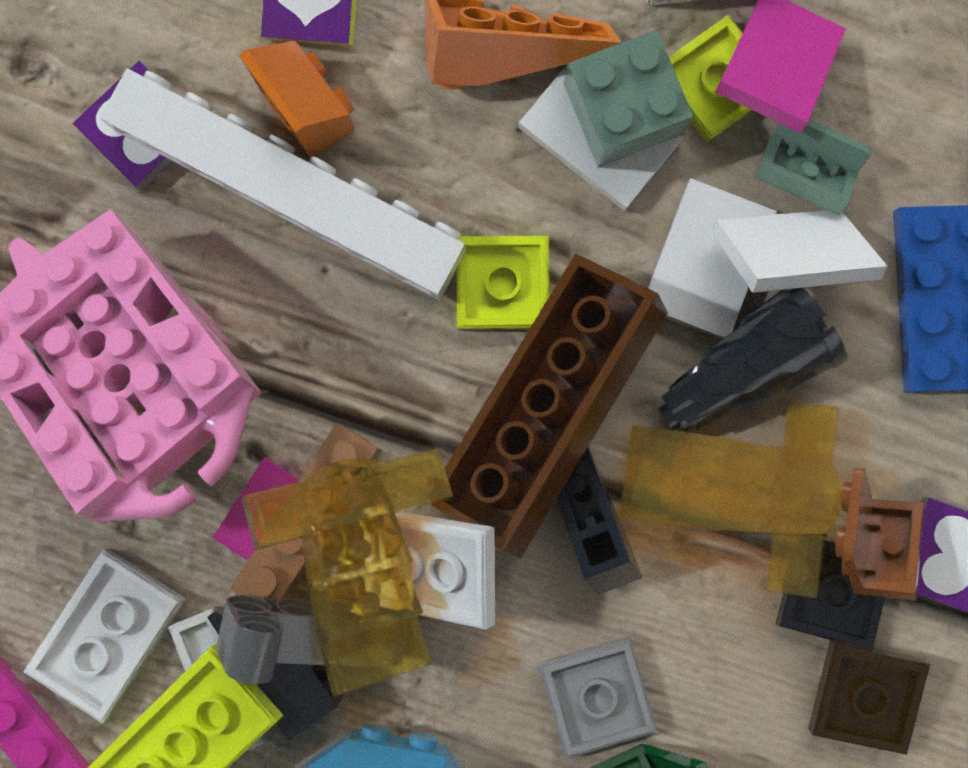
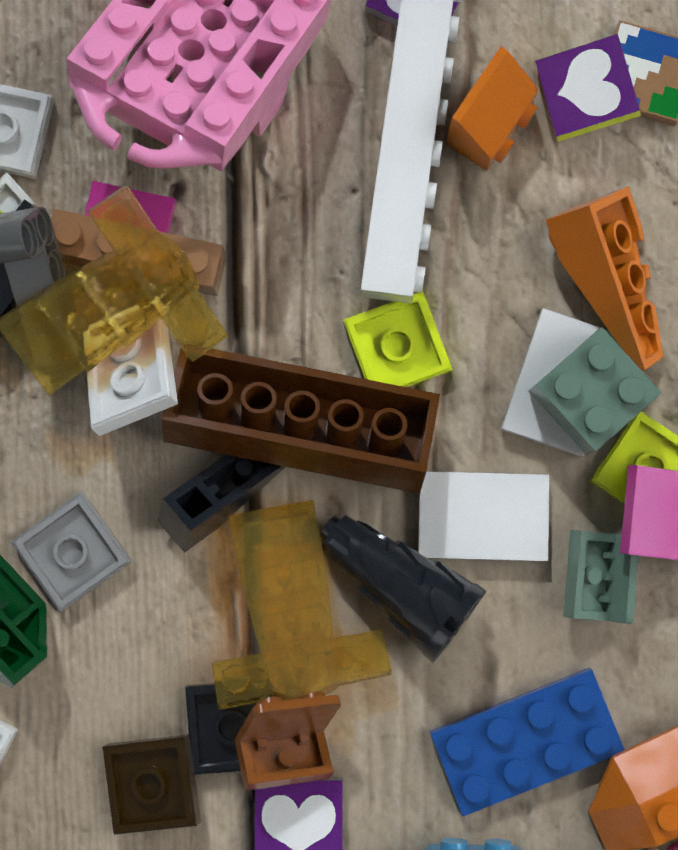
camera: 75 degrees right, 0 degrees up
(797, 250) = (514, 586): white tile -> none

